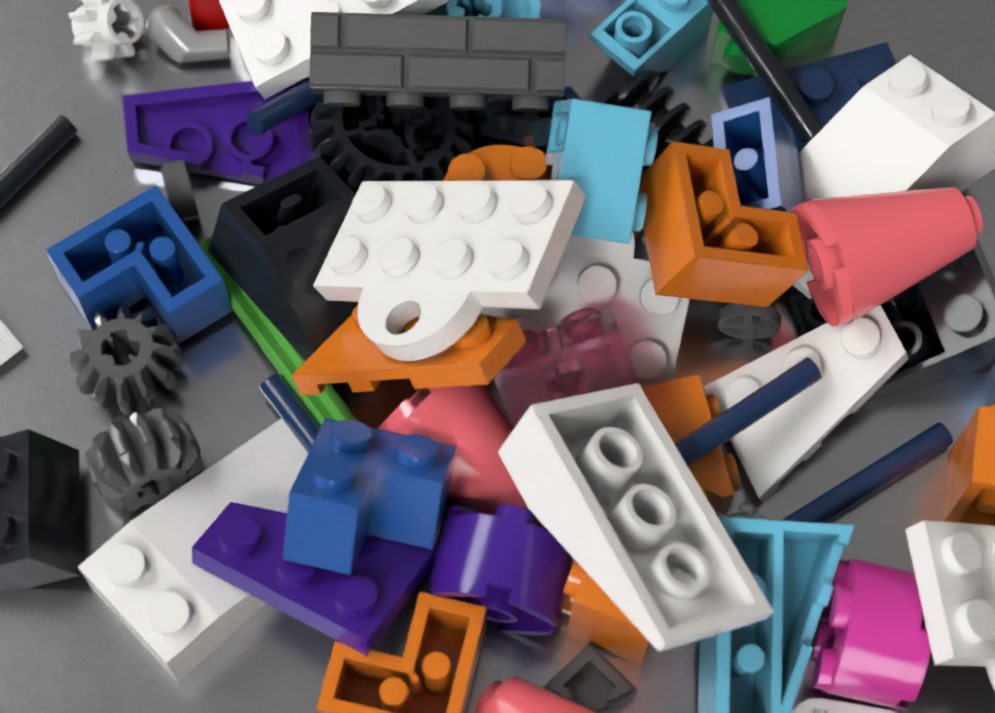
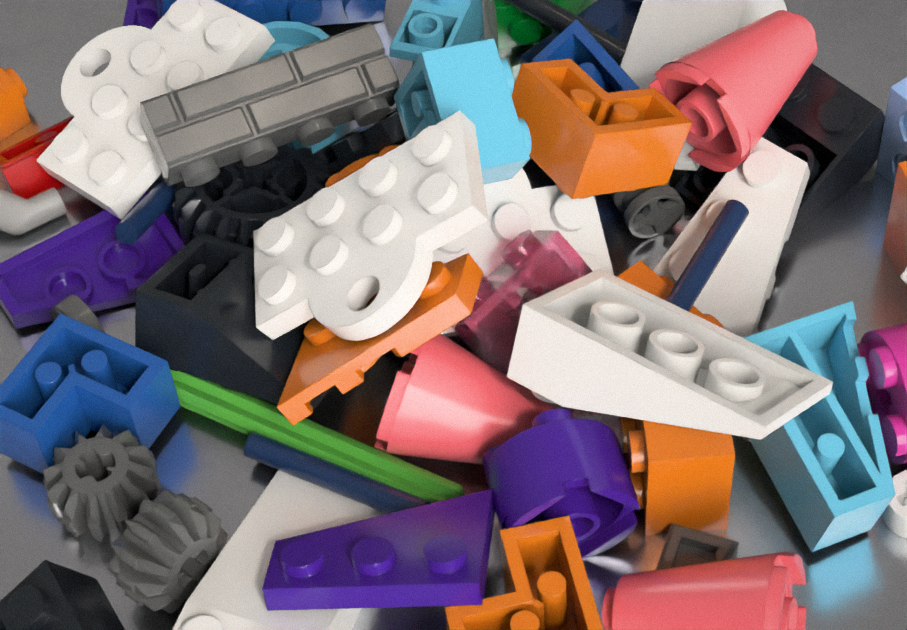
camera: 20 degrees left, 15 degrees down
(365, 485) = (405, 463): blue brick -> none
(874, 476) = (845, 268): dark blue bar -> none

